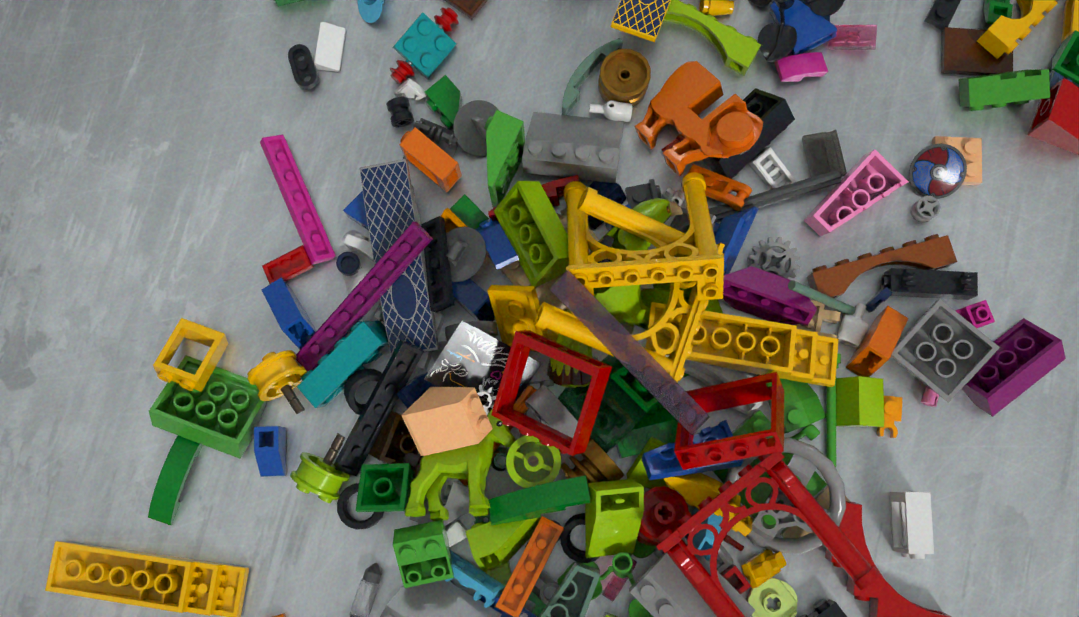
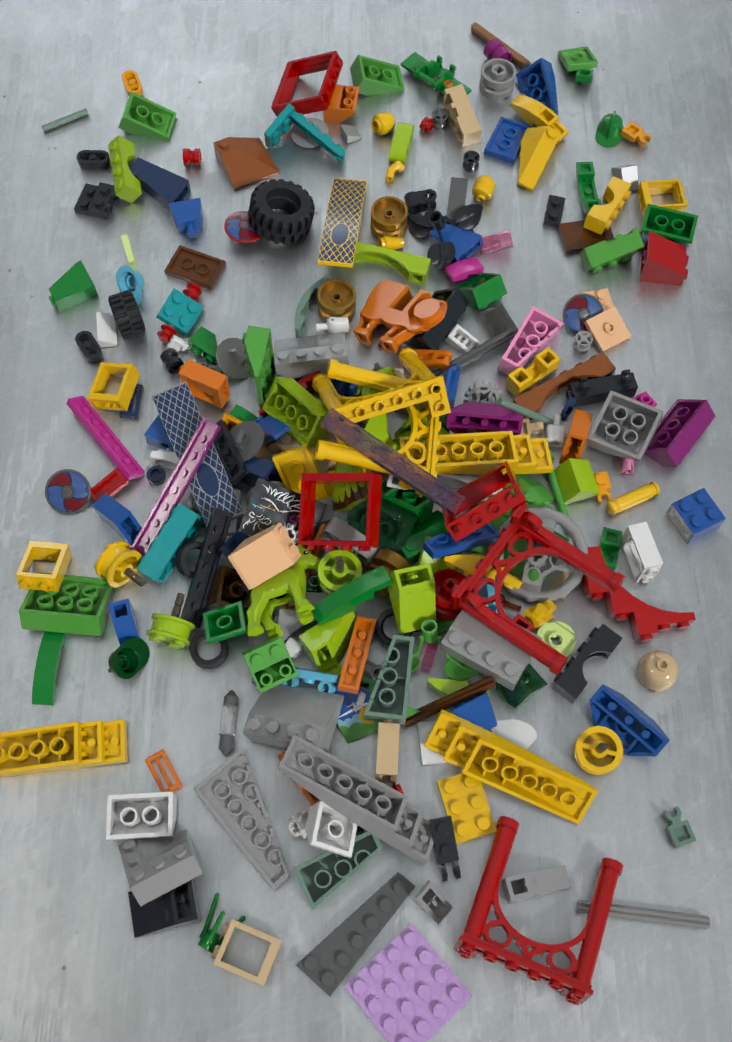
camera: 20 degrees left, 15 degrees down
(238, 262) = (68, 491): none -> shield
(266, 496) = (129, 658): none -> dark green piece
(336, 138) = (113, 401): none -> yellow window
(351, 149) = (130, 413): none -> dark blue tile
(355, 37) = (126, 314): none -> black tyre
(816, 103) = (483, 290): none -> green slope
(848, 241) = (542, 367): none -> yellow arch
(874, 499) = (610, 545): none -> green slope
(923, 442) = (632, 498): none -> yellow axle
(963, 199) = (607, 329): none -> light nougat plate
(996, 487) = (695, 515): none -> blue brick

